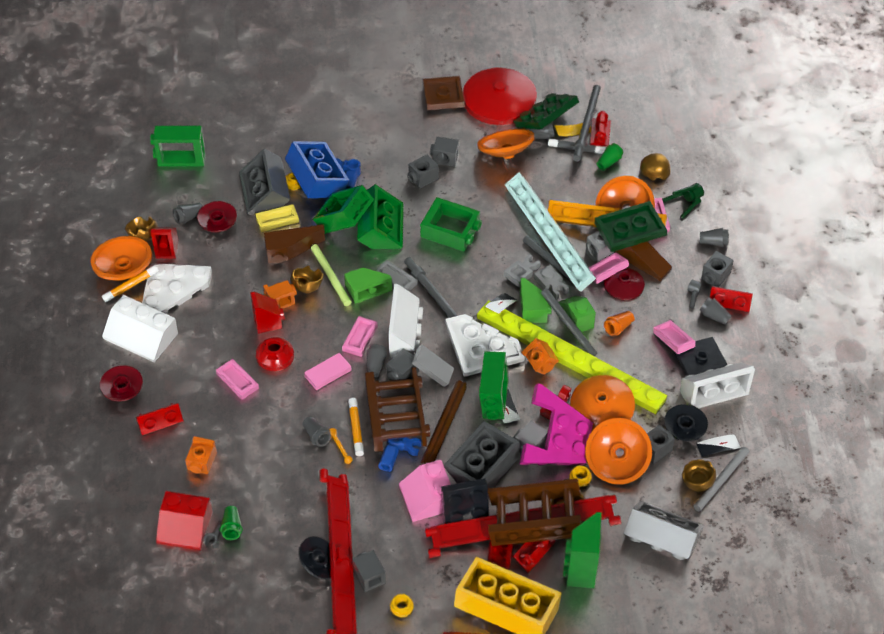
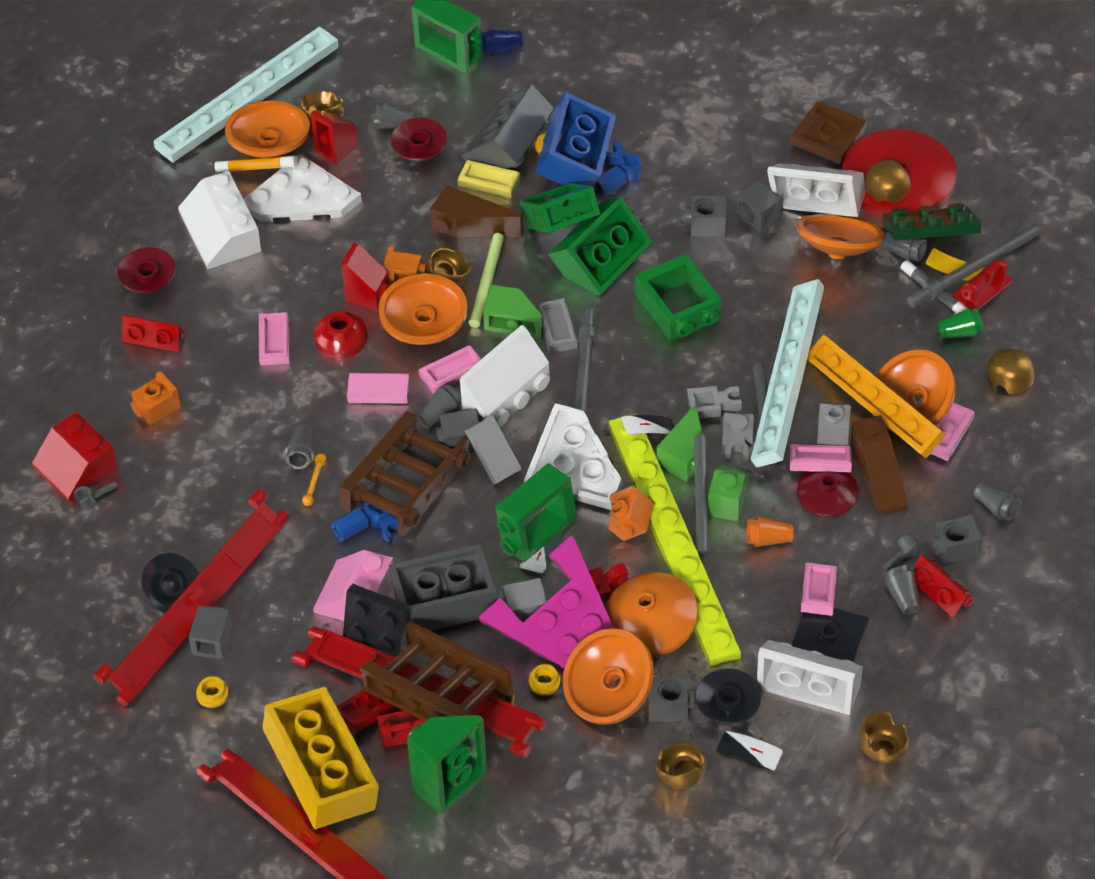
camera: 40 degrees right, 0 degrees up
(82, 248) = (251, 89): none -> light aqua plate
(212, 135) = (499, 41): none -> clear blue cone
(231, 525) = (118, 492): green cone -> none
(314, 303) = (423, 309): none -> orange dish
(356, 430) = (365, 448): light orange bar -> none
(444, 422) = (446, 525): reddish brown axle -> none
(473, 123) = (818, 189): none -> white slope
(504, 101) = (887, 181): none -> pearl gold hair
(630, 226) = (877, 419): dark green plate -> none
(663, 530) = (578, 799): slope -> none
(691, 193) = (1023, 427): dark green plant -> none
(723, 476) = (711, 789): light grey bar -> none
(783, 395) = (883, 738): none -> pearl gold hair

